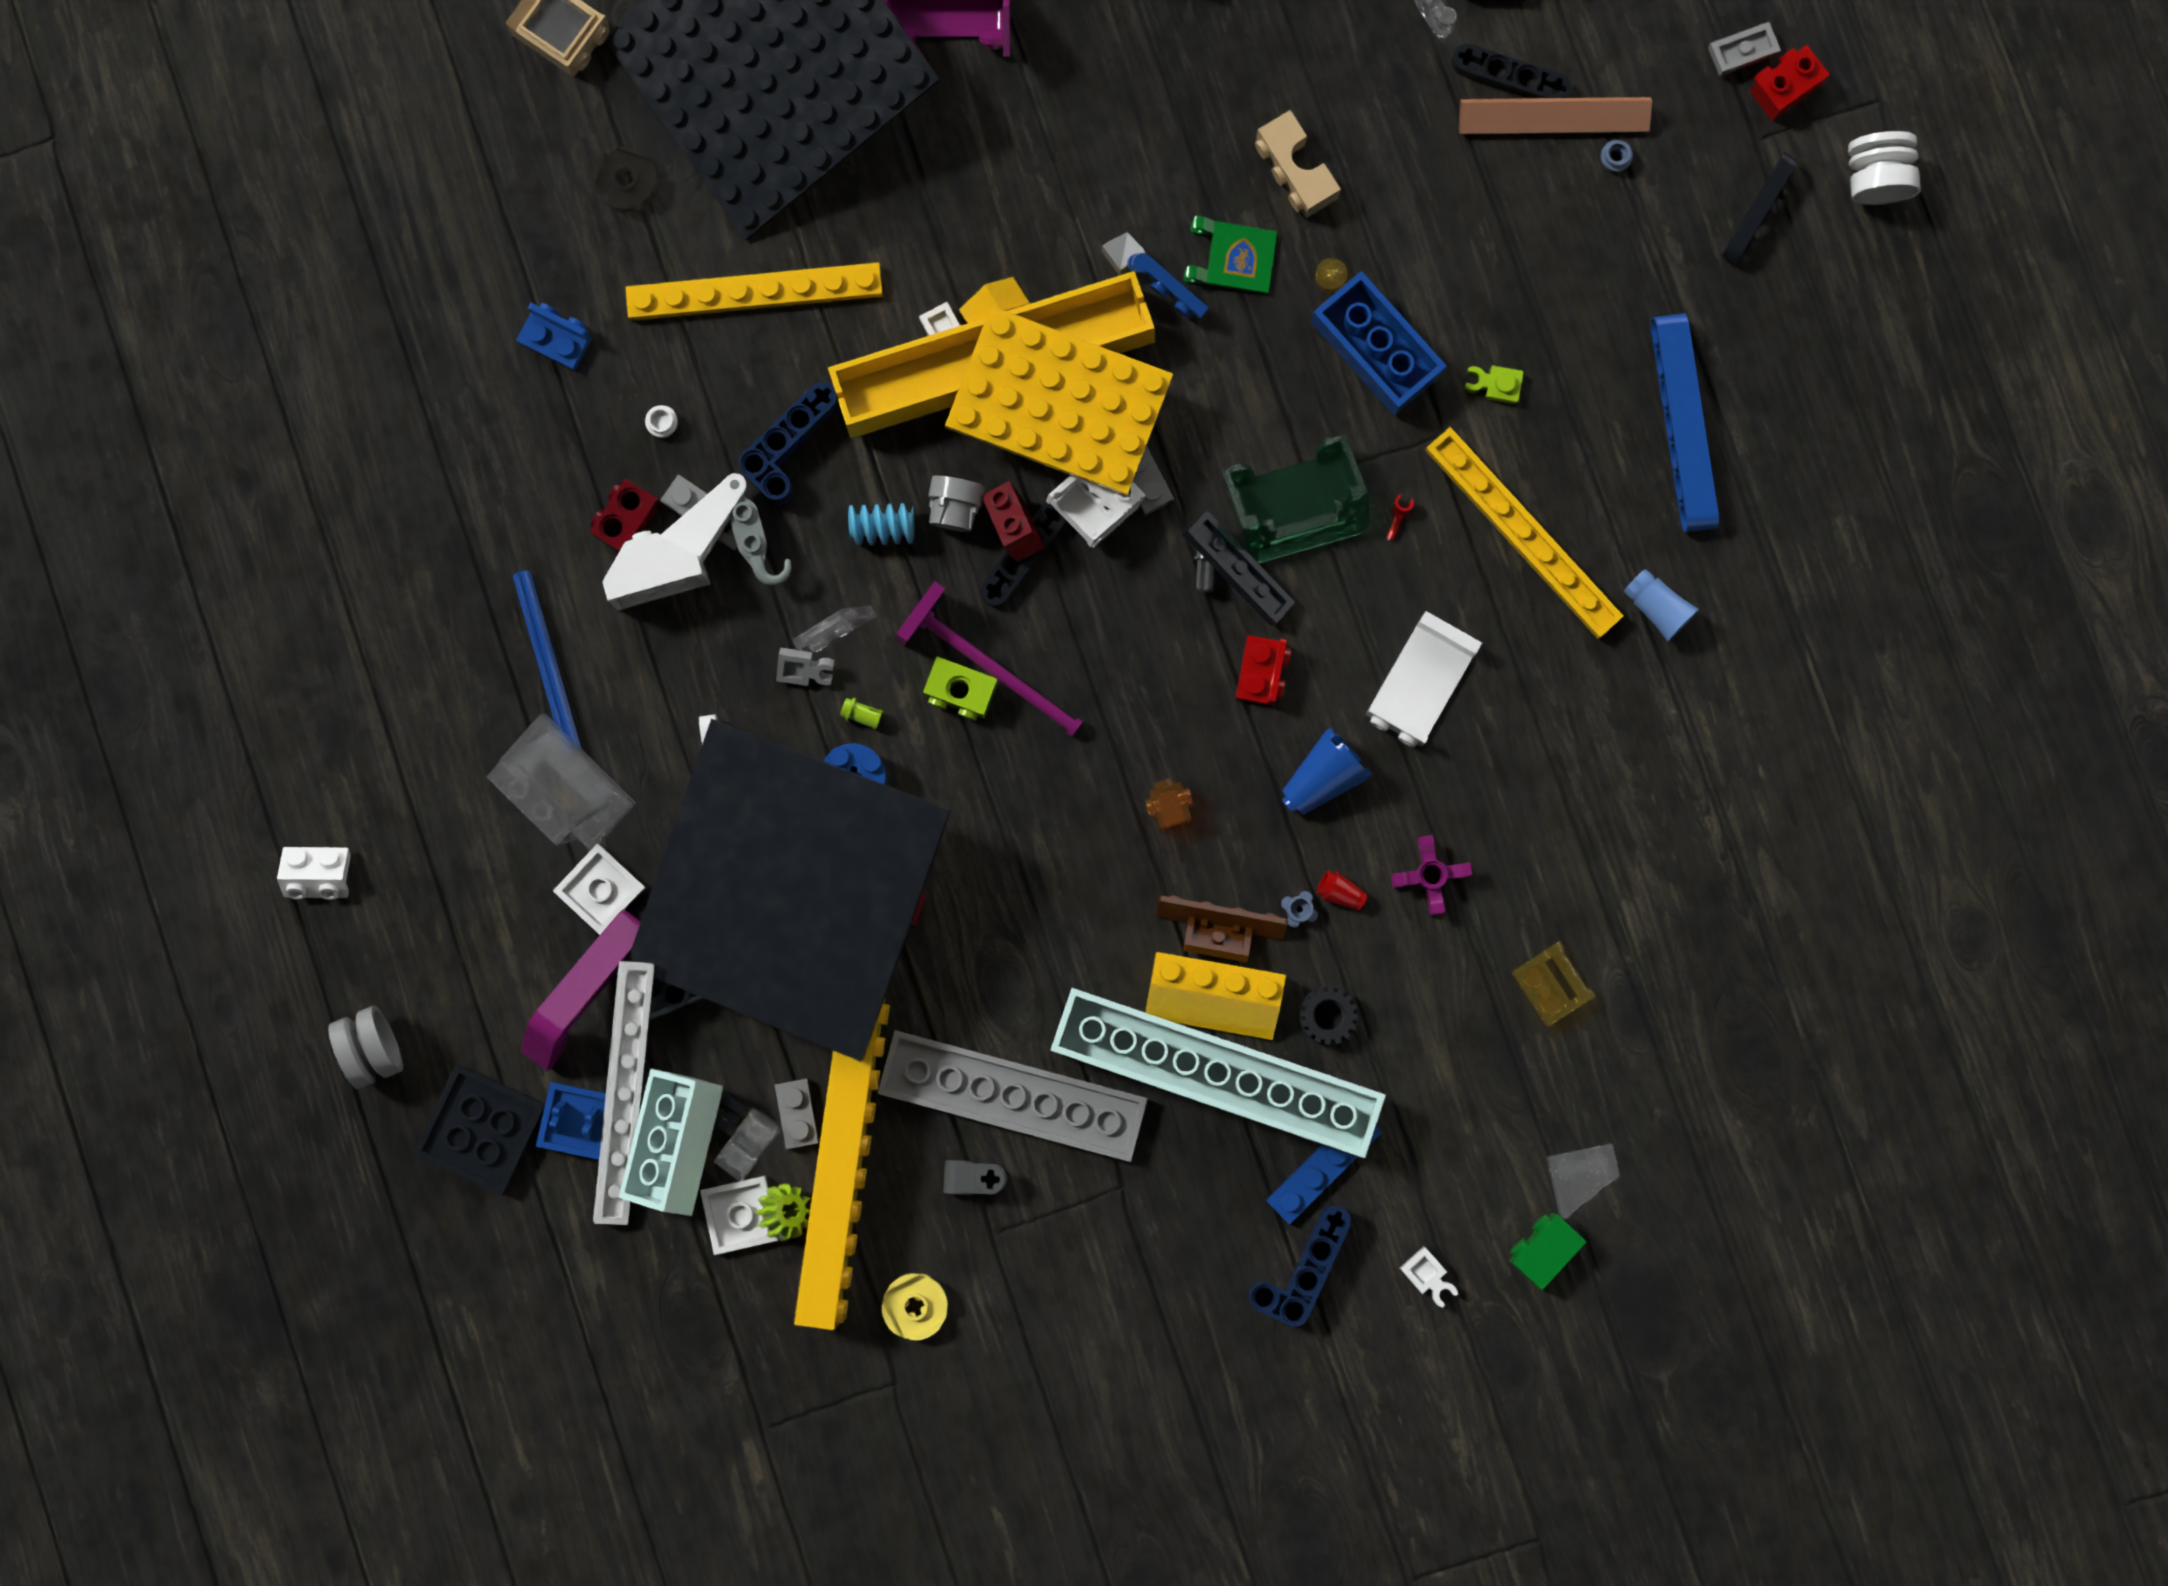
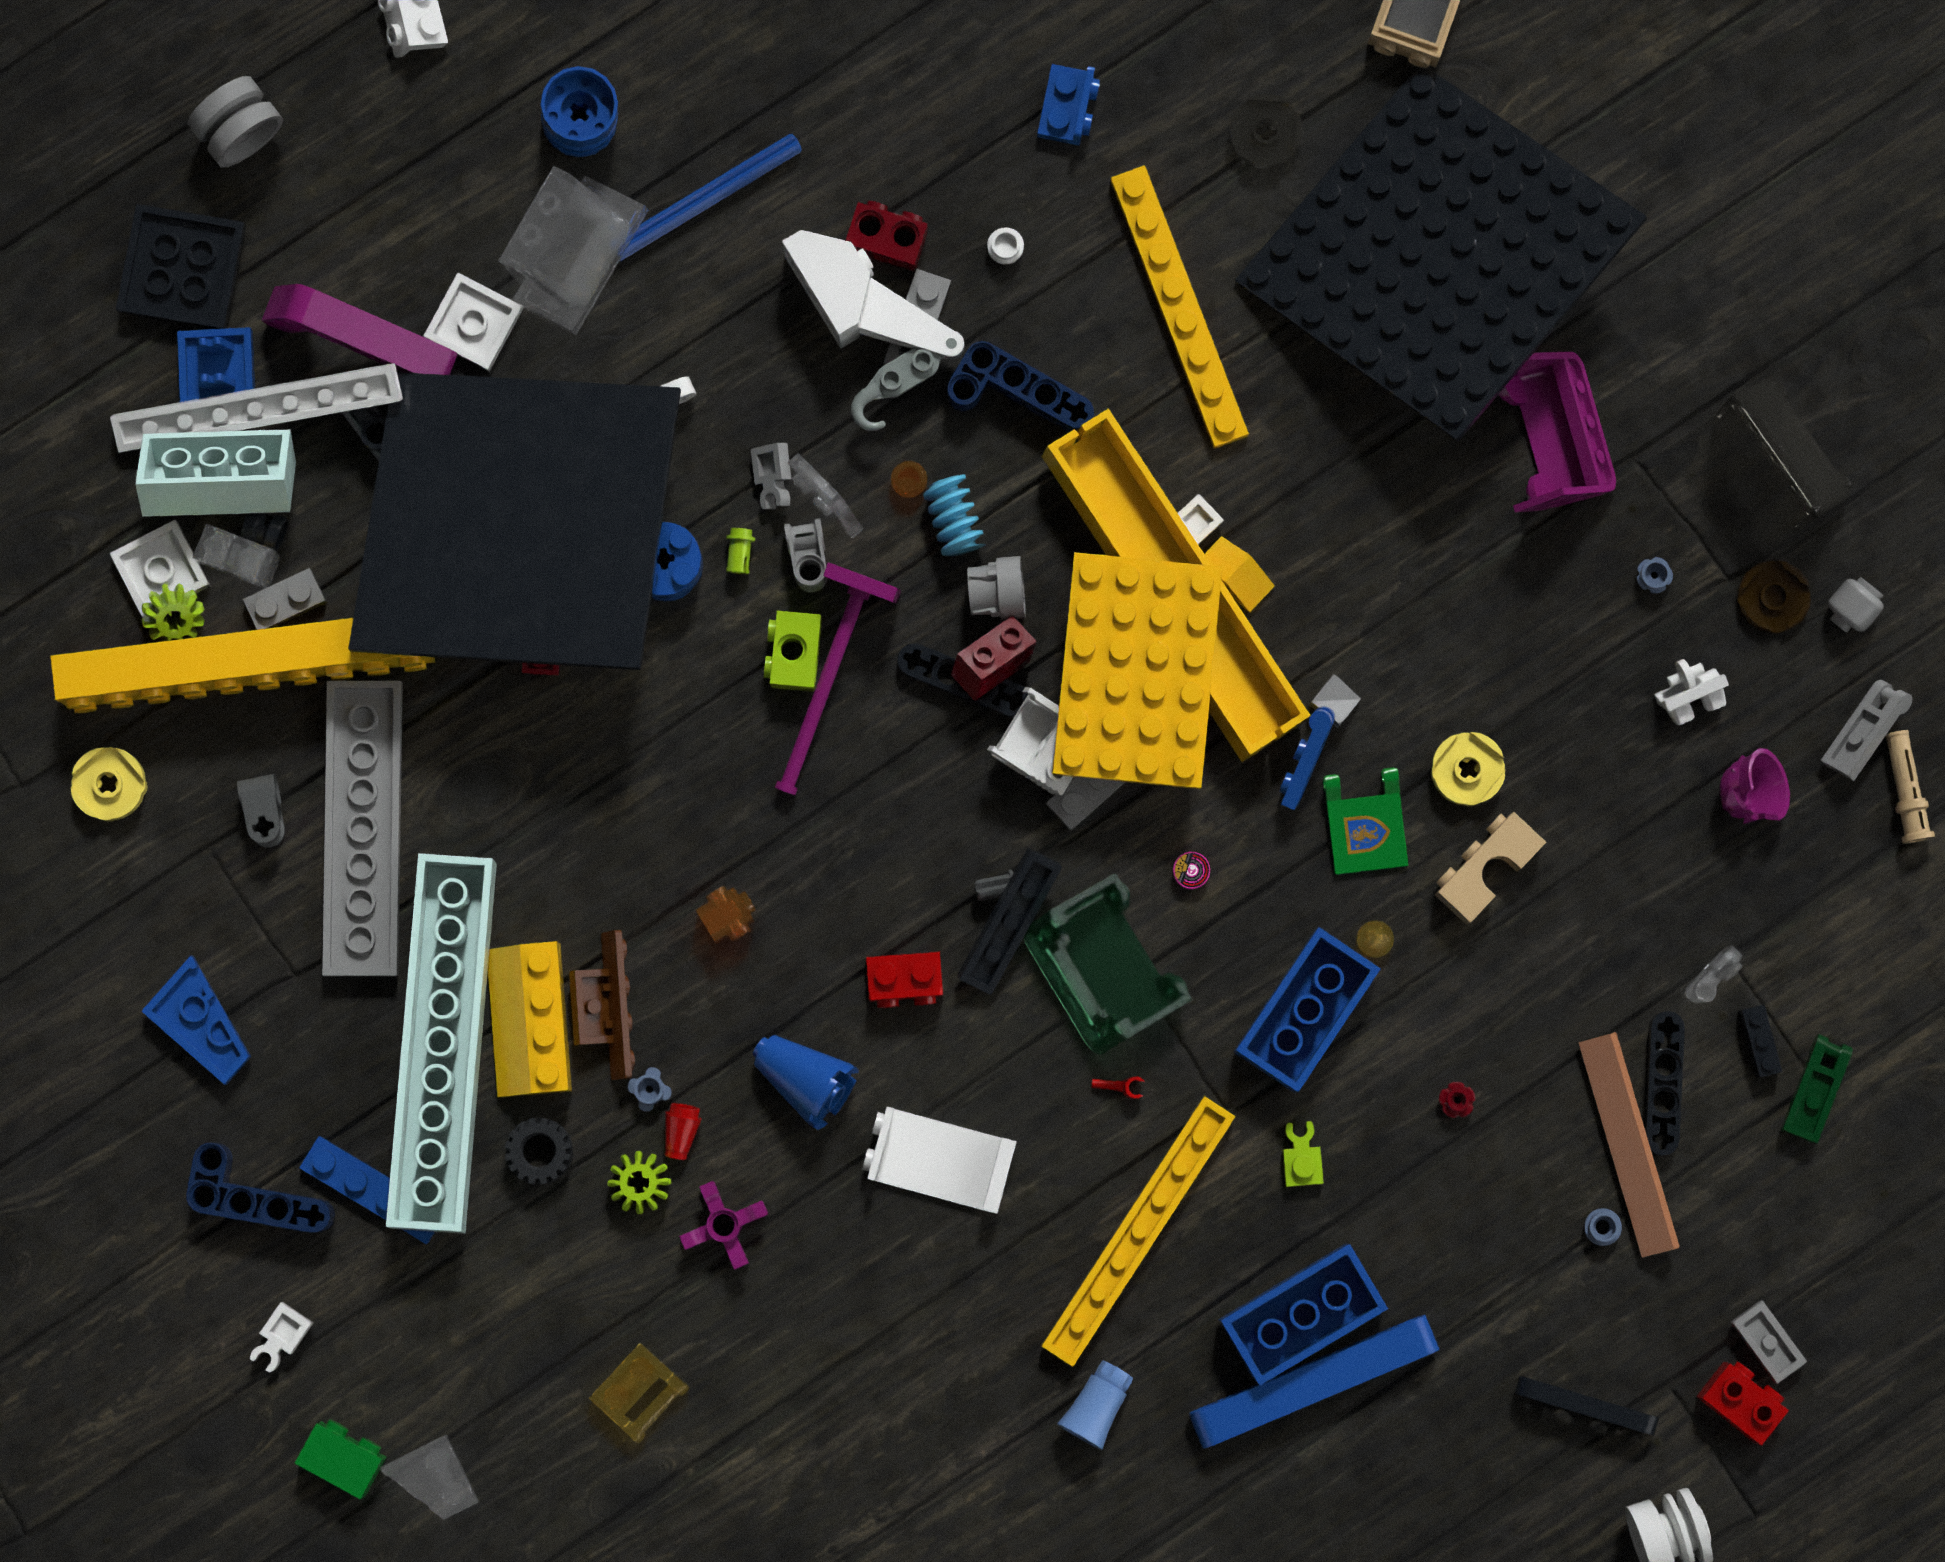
camera: 75 degrees right, 0 degrees up
(428, 736) = (579, 91): none -> blue wheel
(839, 555) = (909, 479): none -> clear orange plate
(878, 655) = (807, 548): none -> light grey piece
(1142, 1280) = (197, 1022): none -> blue wing
(1208, 178) = (1489, 766): none -> light yellow plate
(1233, 409) = (1191, 870): none -> tile
(1371, 927) = (630, 1191): none -> lime gear
(1482, 252) = (1447, 1096): none -> dark red plate
(1628, 414) = (1303, 1314): none -> blue brick

